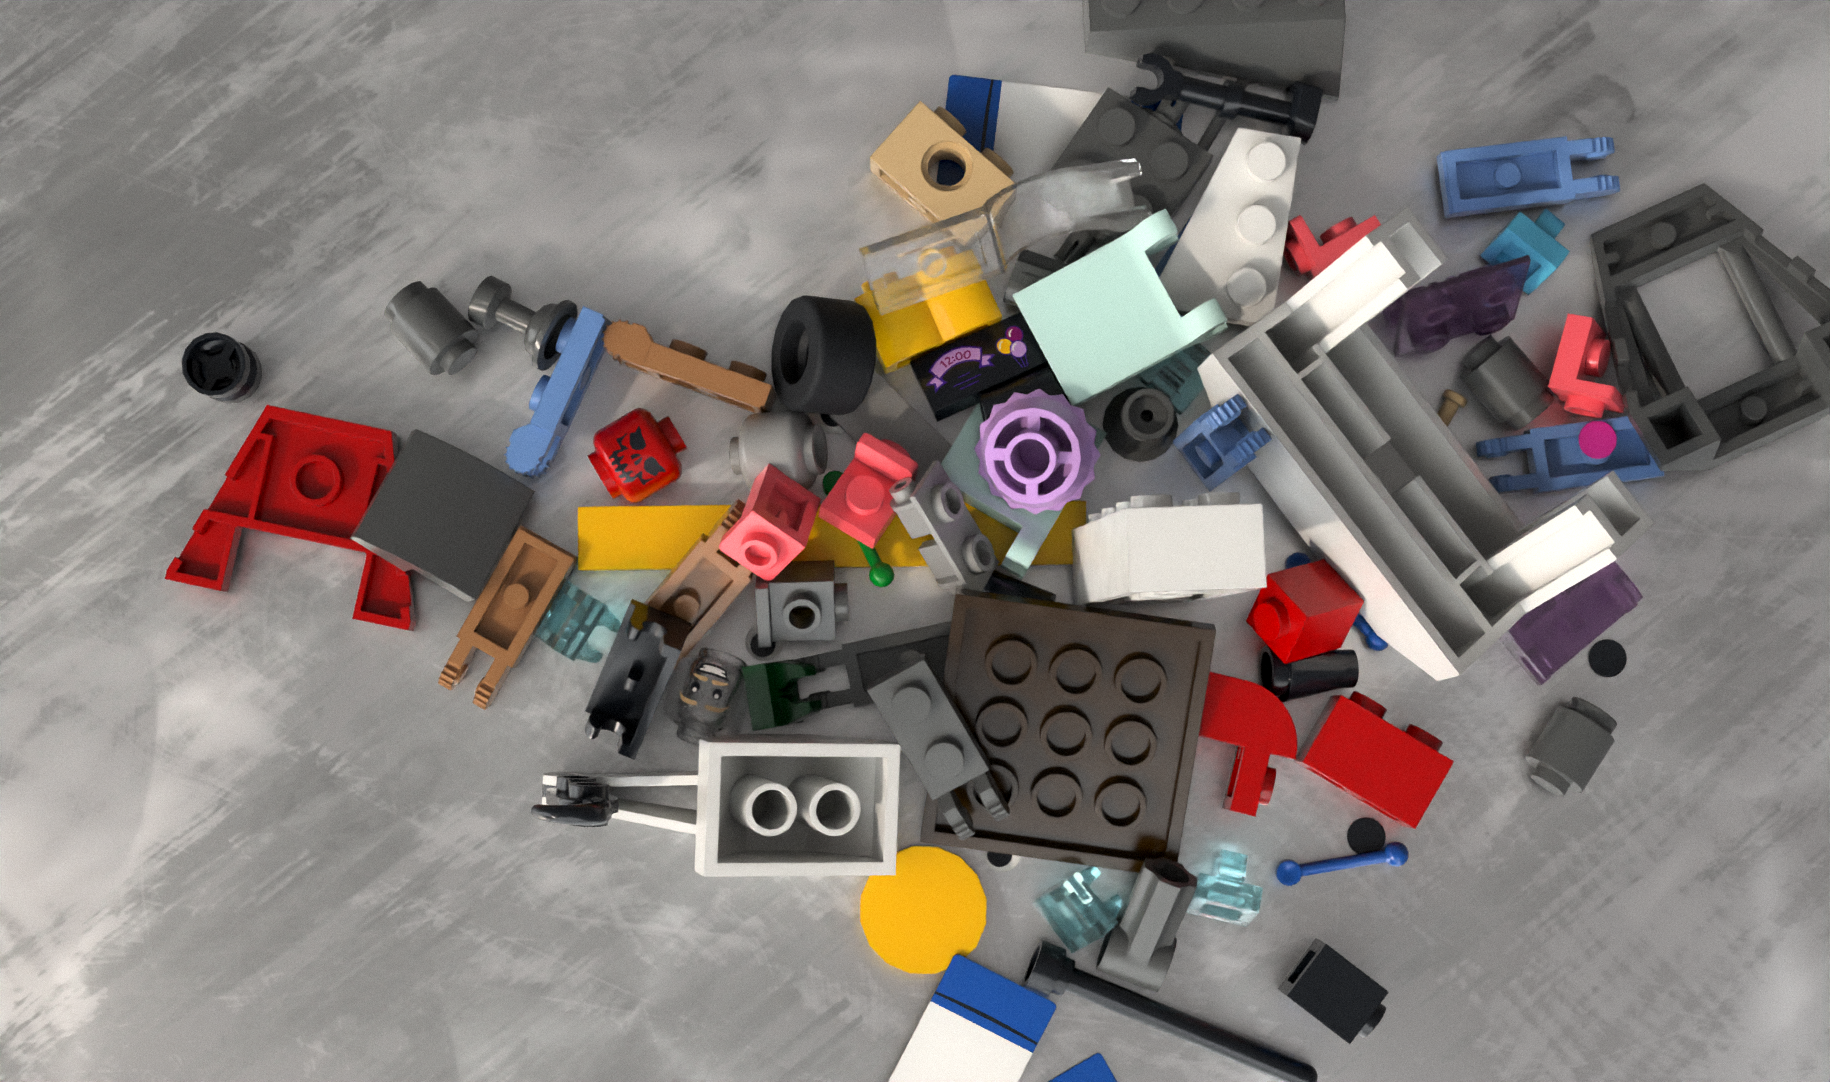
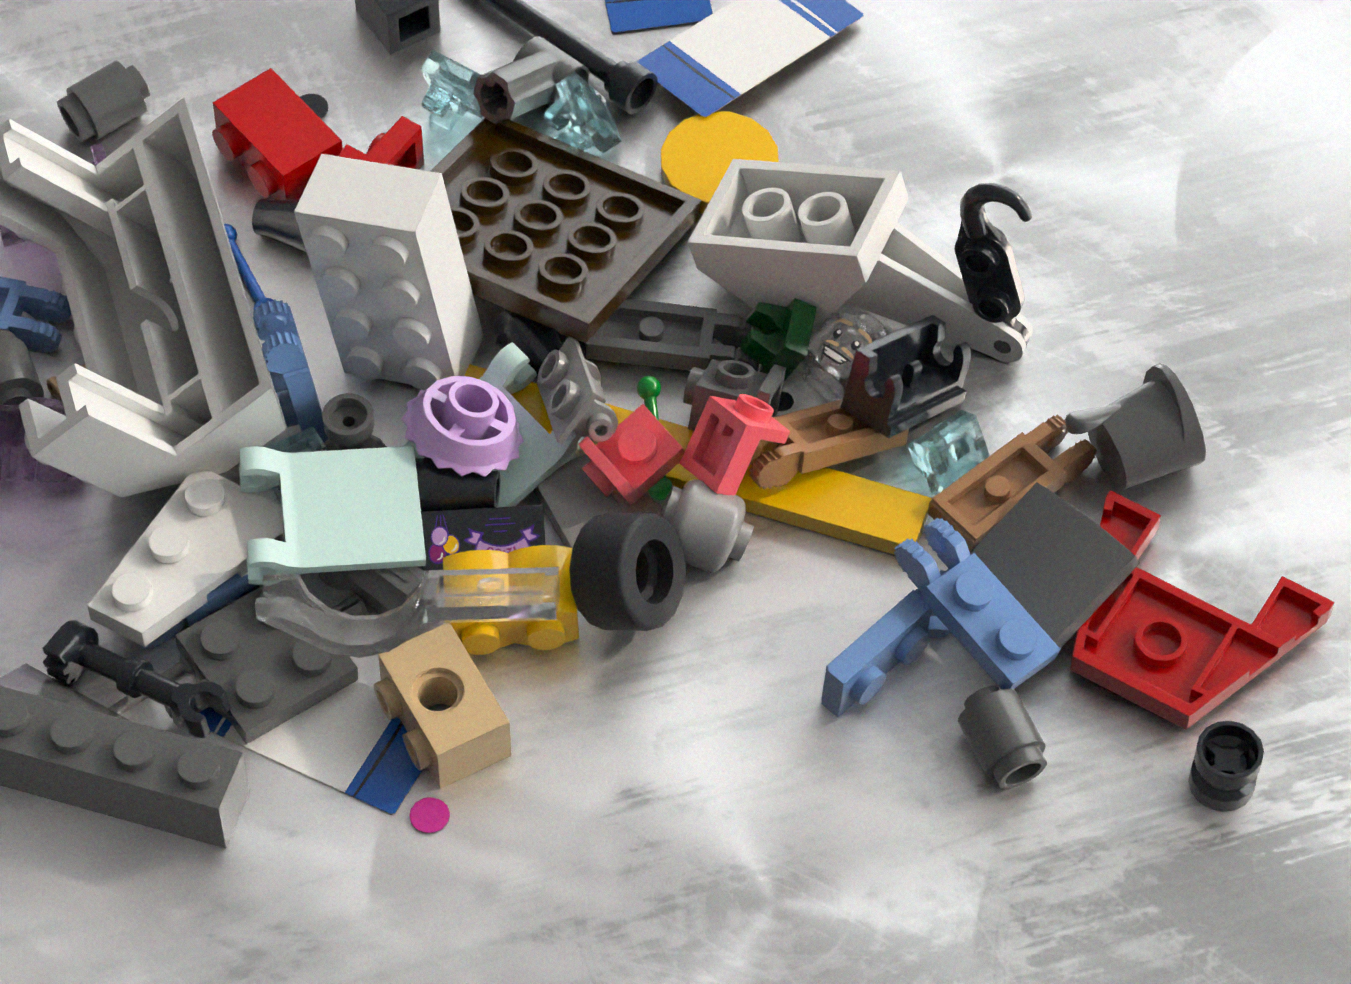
camera: 160 degrees left, 30 degrees down
(395, 701) = (1144, 431): none -> dark grey hat
(481, 428) = (976, 607): none -> medium blue hinge
(541, 328) = (891, 696): dark grey piece -> none
(637, 455) = (839, 560): red head -> none
(686, 367) = (760, 619): medium nougat hinge -> none
(918, 85) = (429, 815): none -> dark pink sticker
(936, 741) = (654, 240): dark grey hinge -> none
(1290, 872) = (388, 99): blue hinge -> none
(1304, 611) = (270, 249): red brick -> none
(1309, 258) = (97, 522): coral bracket -> none

